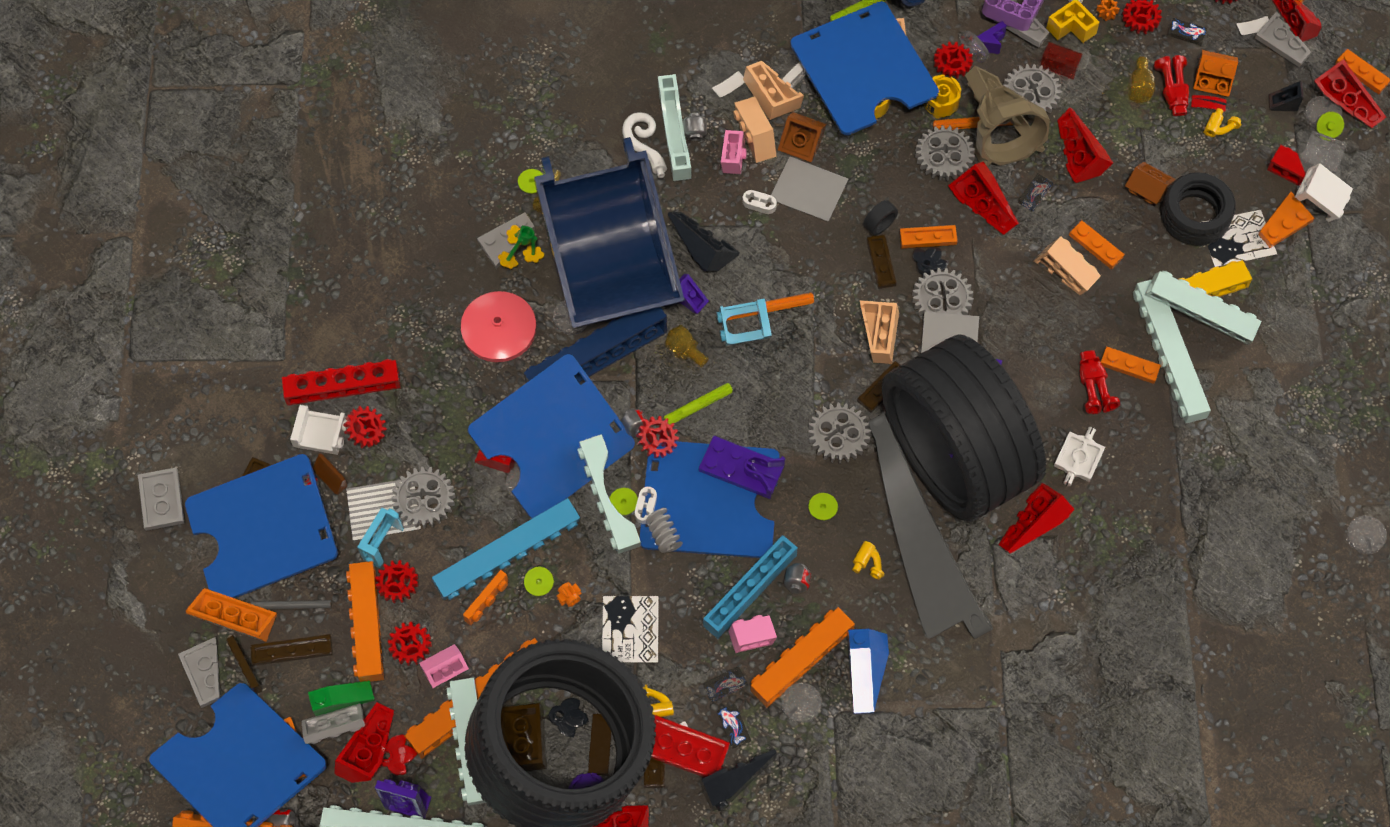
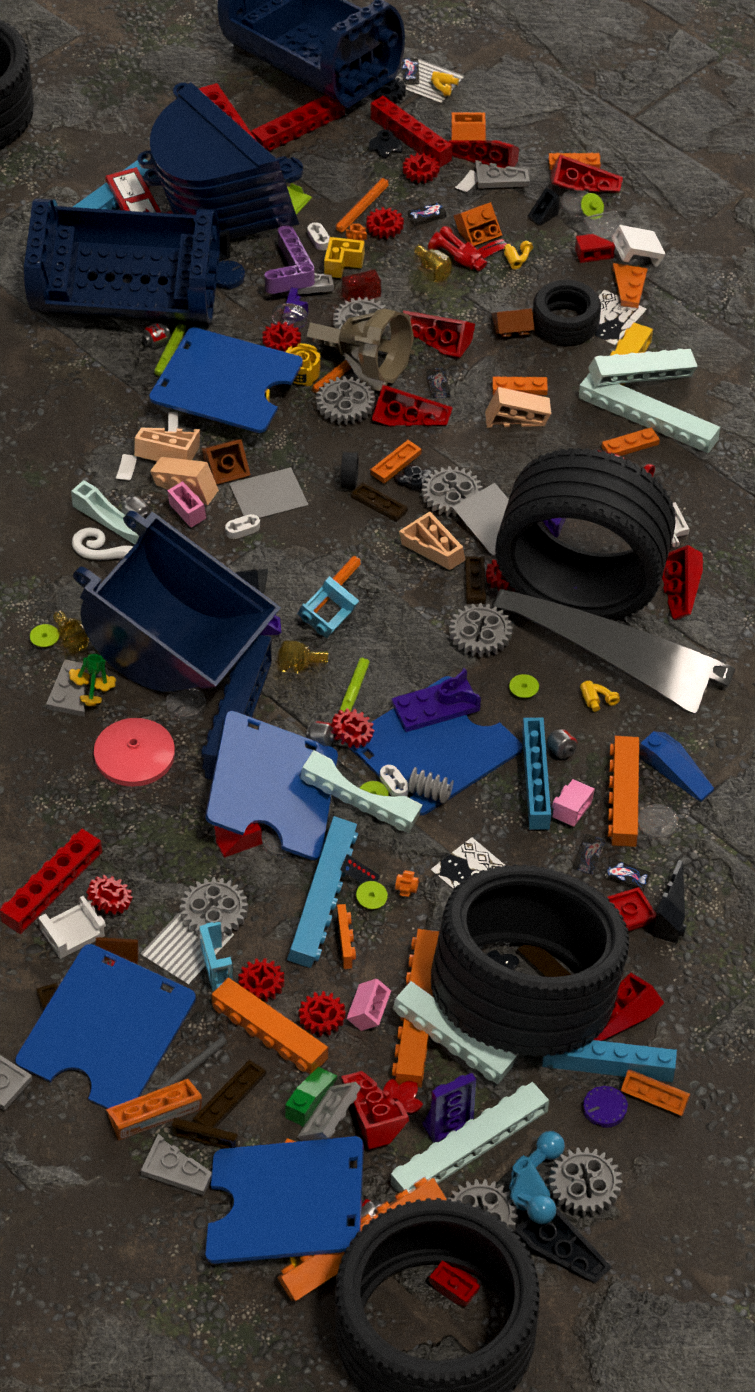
camera: 45 degrees left, 15 degrees down
(546, 555) = (358, 870): none -> black sticker

